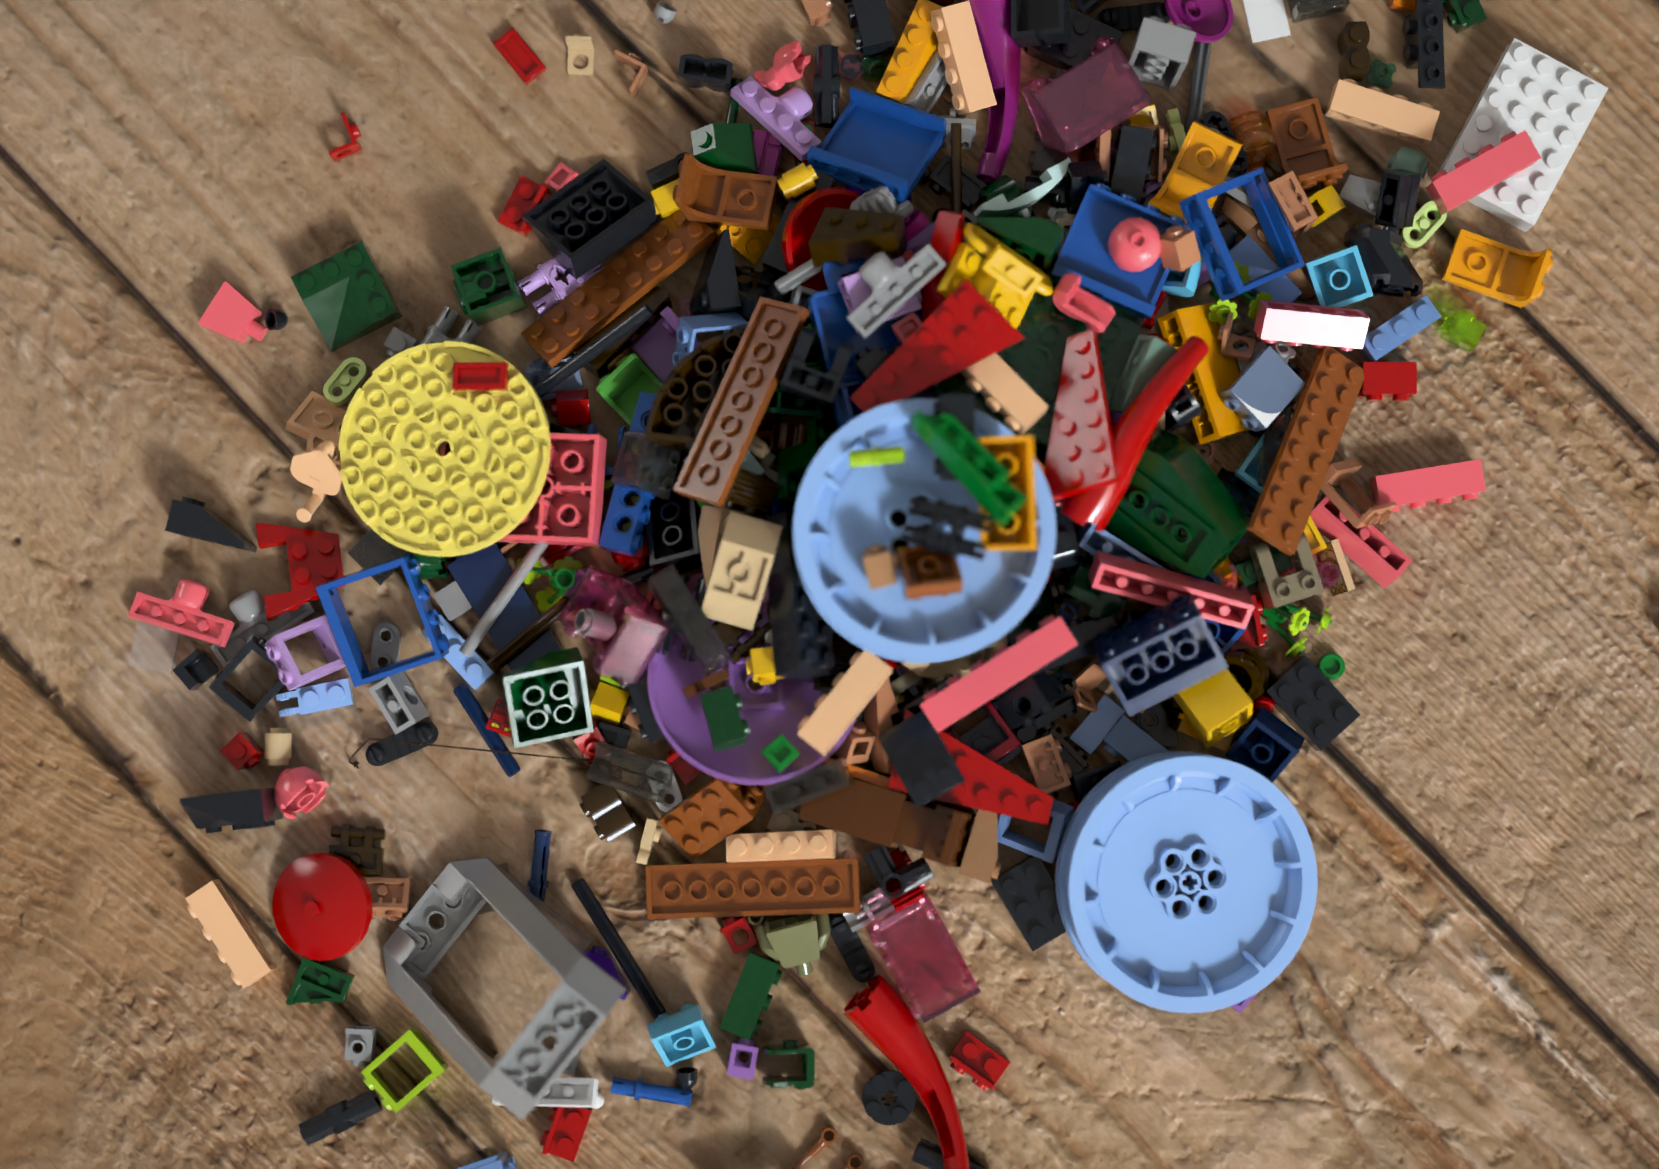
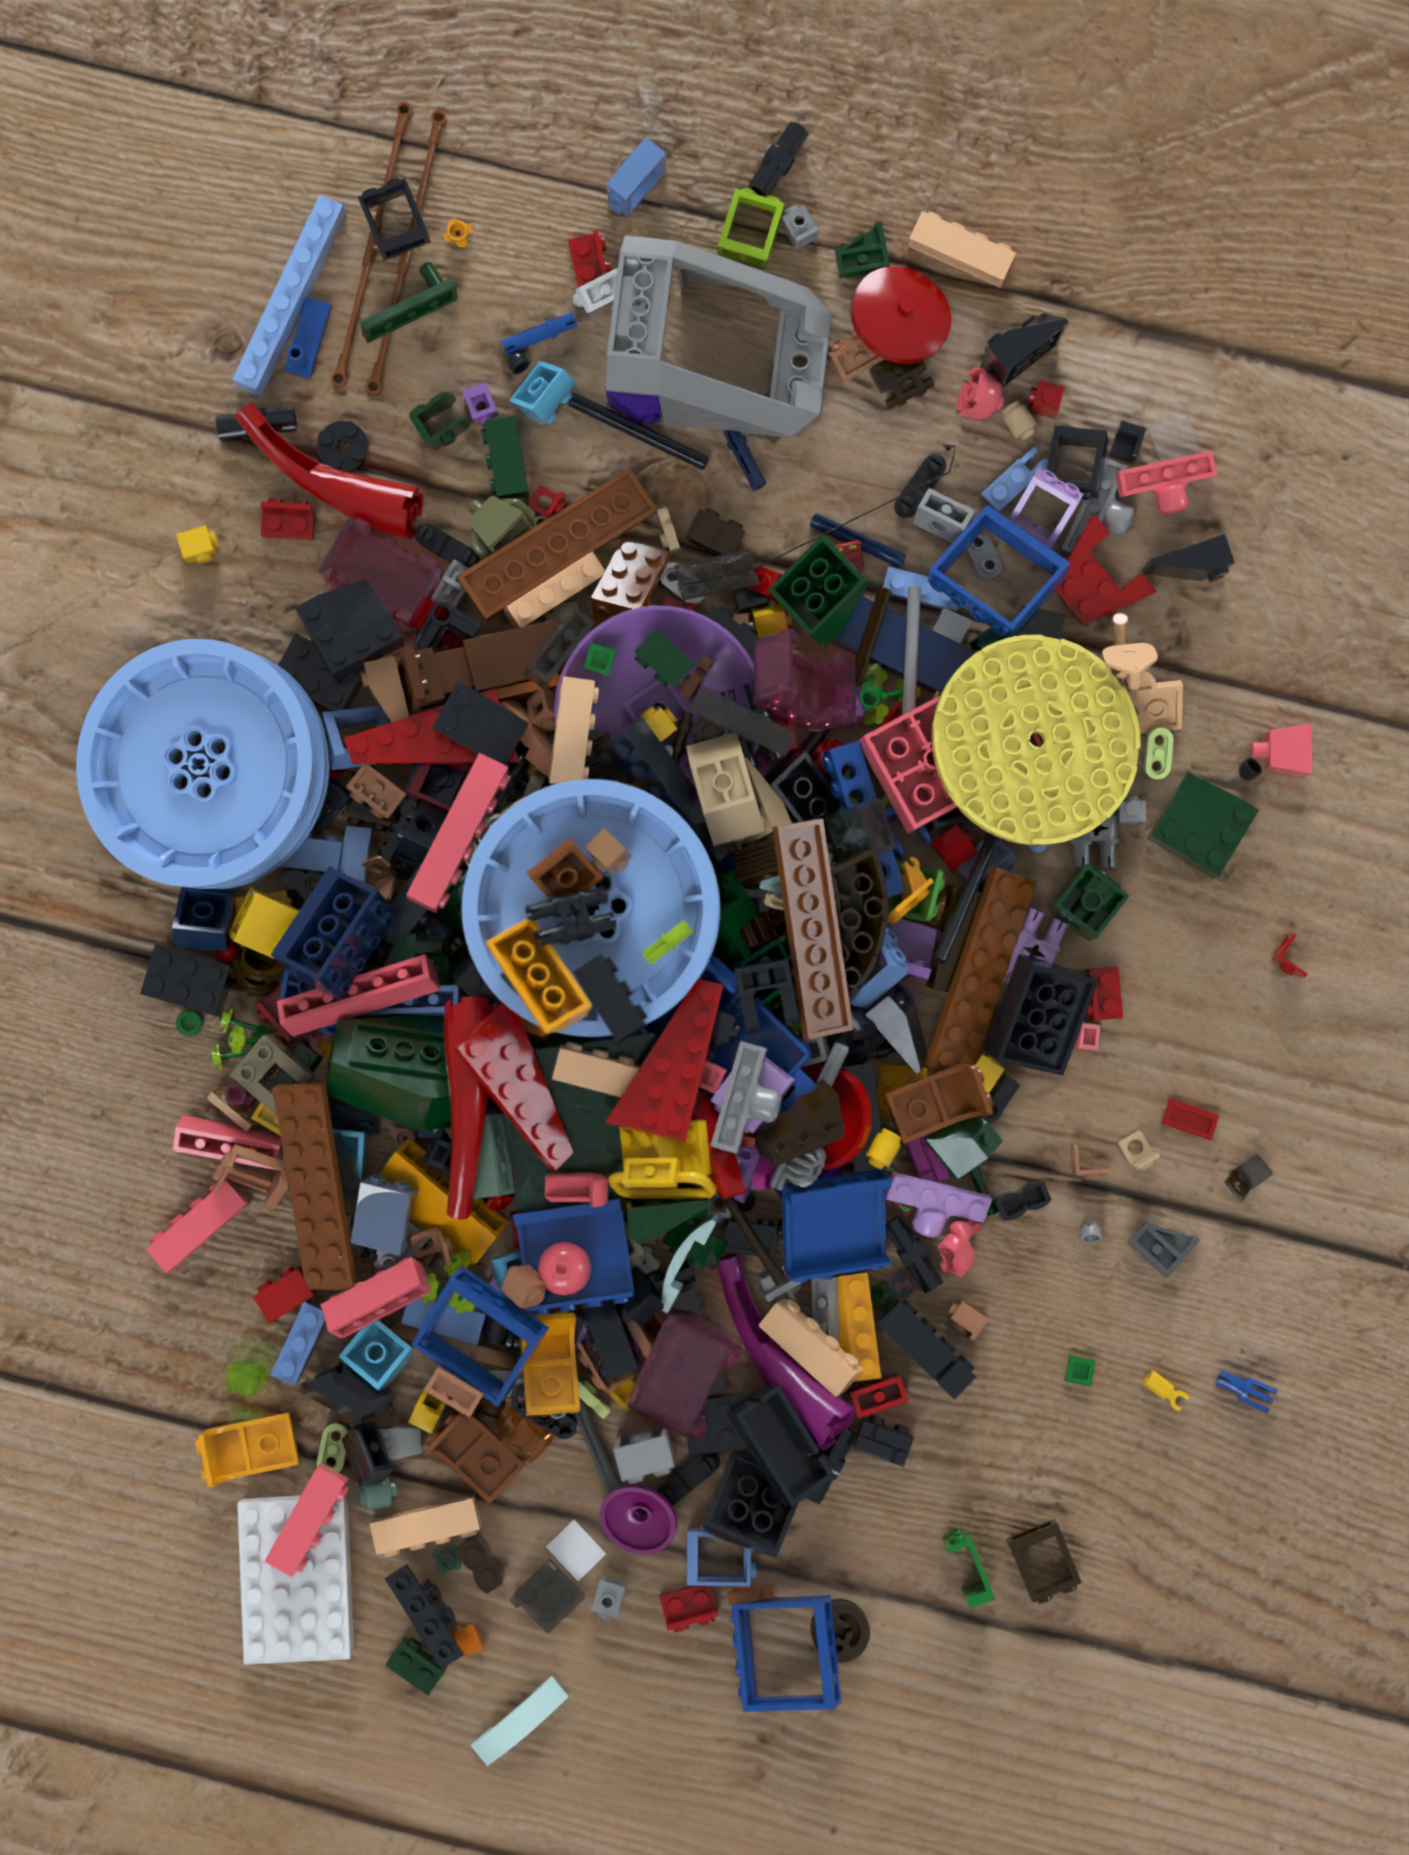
camera: 145 degrees right, 0 degrees up
(480, 376) = (1043, 816): red tile -> none
(595, 624) = (820, 676): light grey brick -> none
(629, 388) = (915, 890): none -> light orange plate
(971, 465) = (582, 979): green wedge -> none
(982, 924) = (349, 628): none -> black slope
(1070, 1087) = (198, 544): none -> yellow brick

